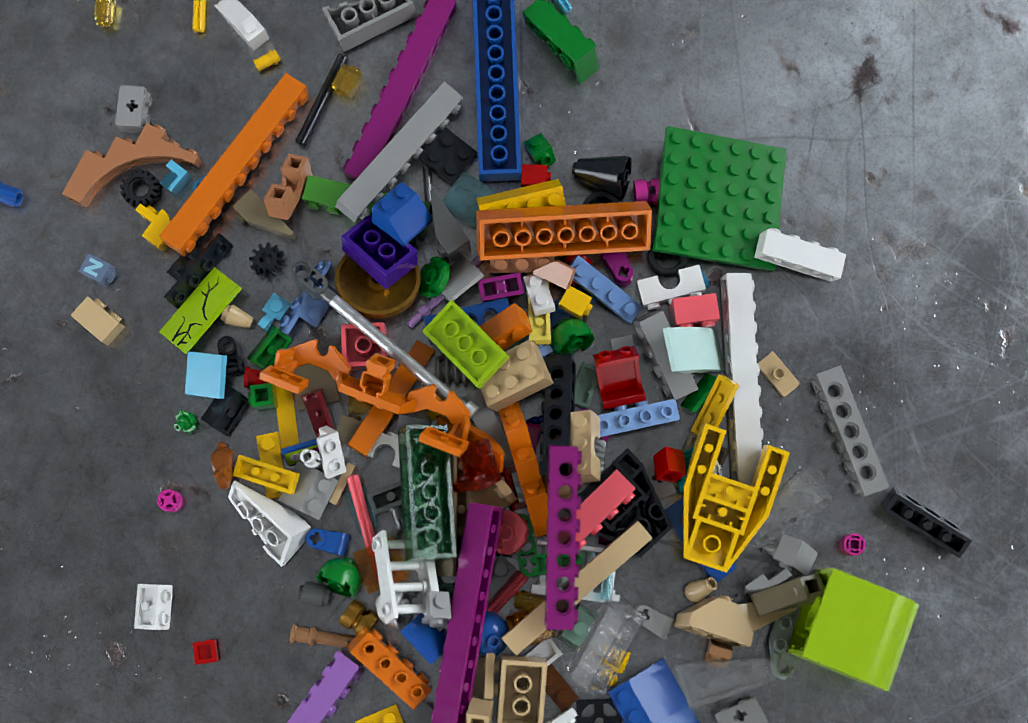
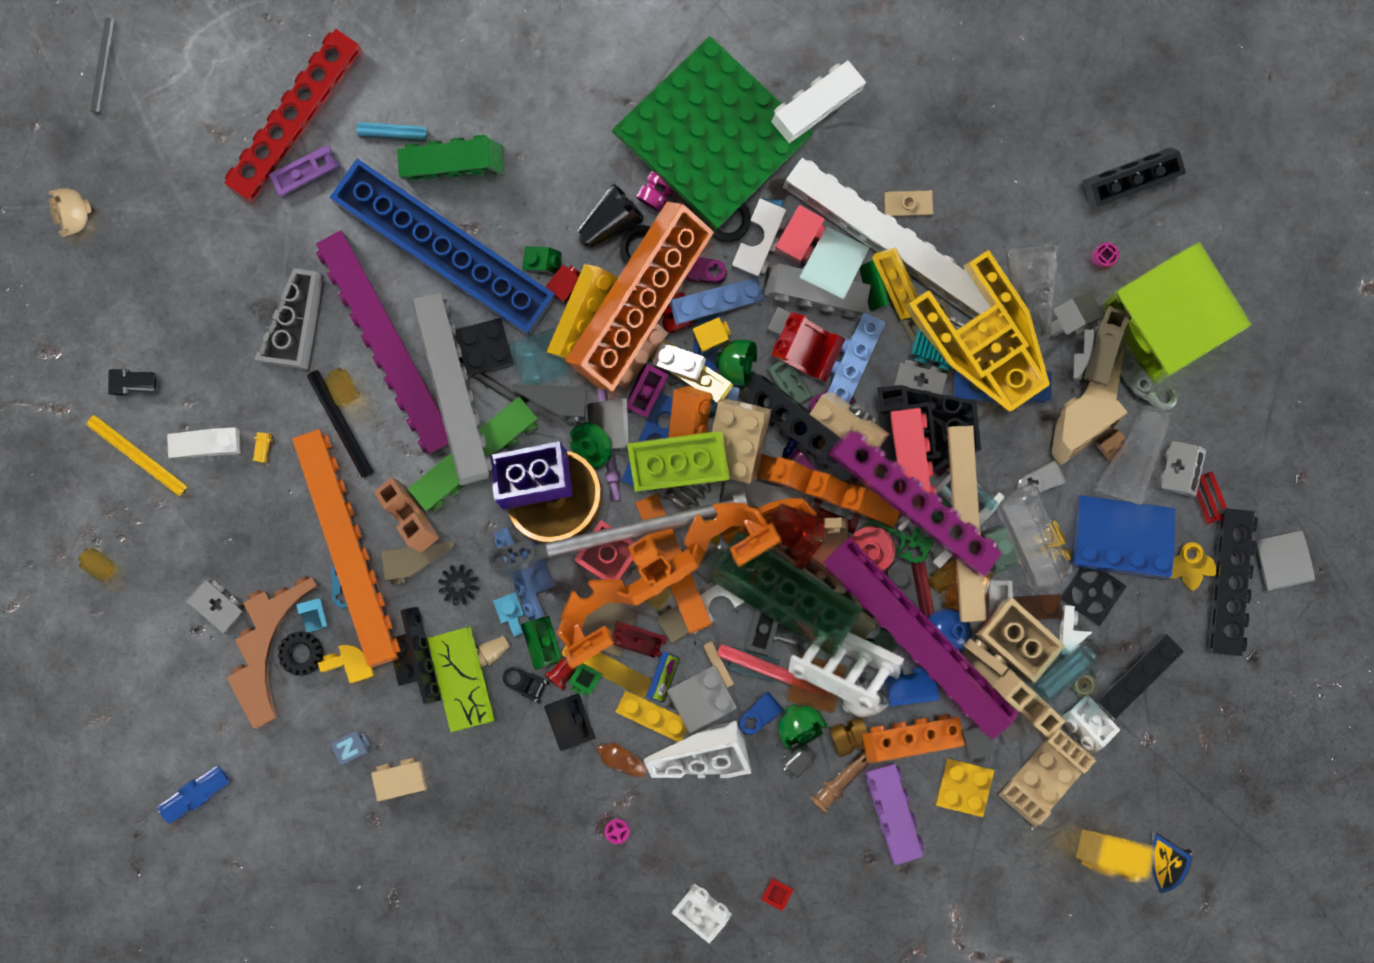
camera: 55 degrees left, 5 degrees up
(185, 421) = (554, 766): green plant -> none
(206, 374) = (526, 716): medium azure tile -> none
(266, 474) = (660, 726): yellow plate -> none
(313, 459) = (675, 673): white pin -> none
(330, 452) = (684, 652): white bracket -> none
(401, 214) = (515, 430): blue slope -> none
(437, 608) = (894, 658): light grey bracket -> none
(557, 273) = (674, 331): tile -> none
(669, 464) = (919, 362): red panel -> none
(699, 589) = (1045, 418): tan cone -> none
(836, 378) = (1065, 190): light grey brick -> none

